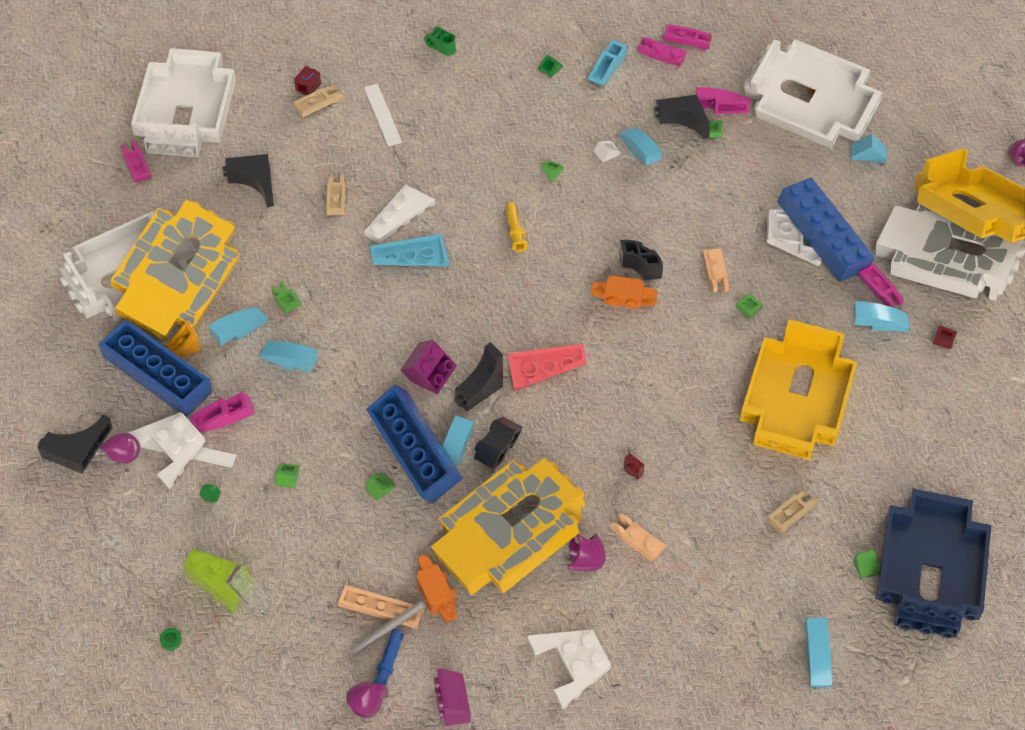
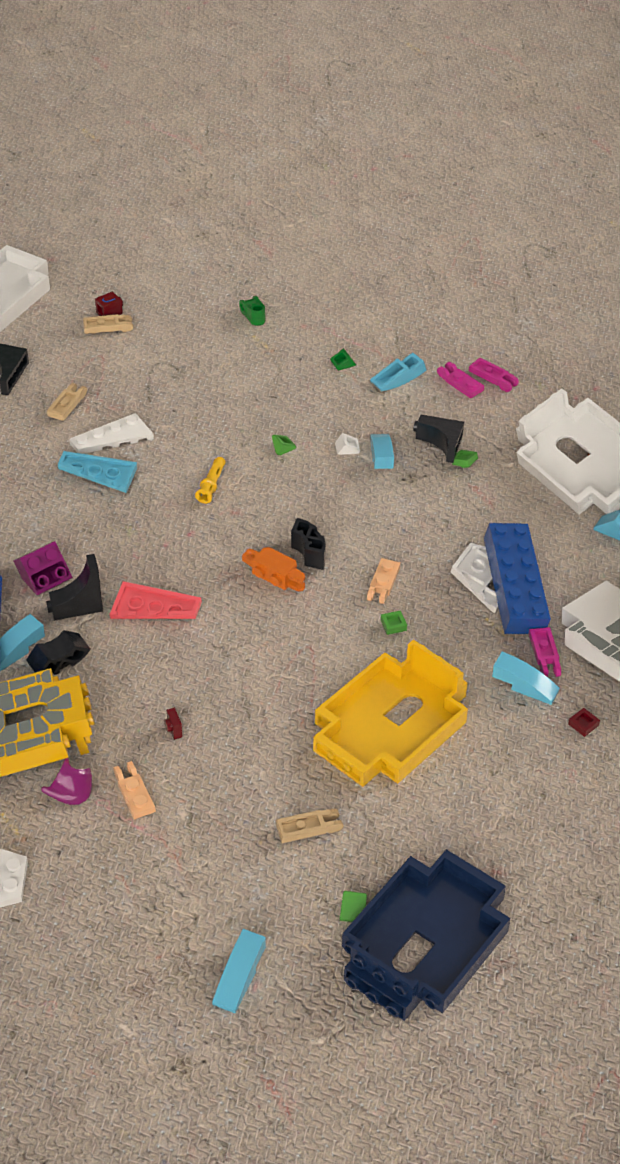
camera: 25 degrees right, 10 degrees down
(383, 115) = (159, 354): white sticker -> none
(722, 100) = (489, 437): dark pink slope -> none

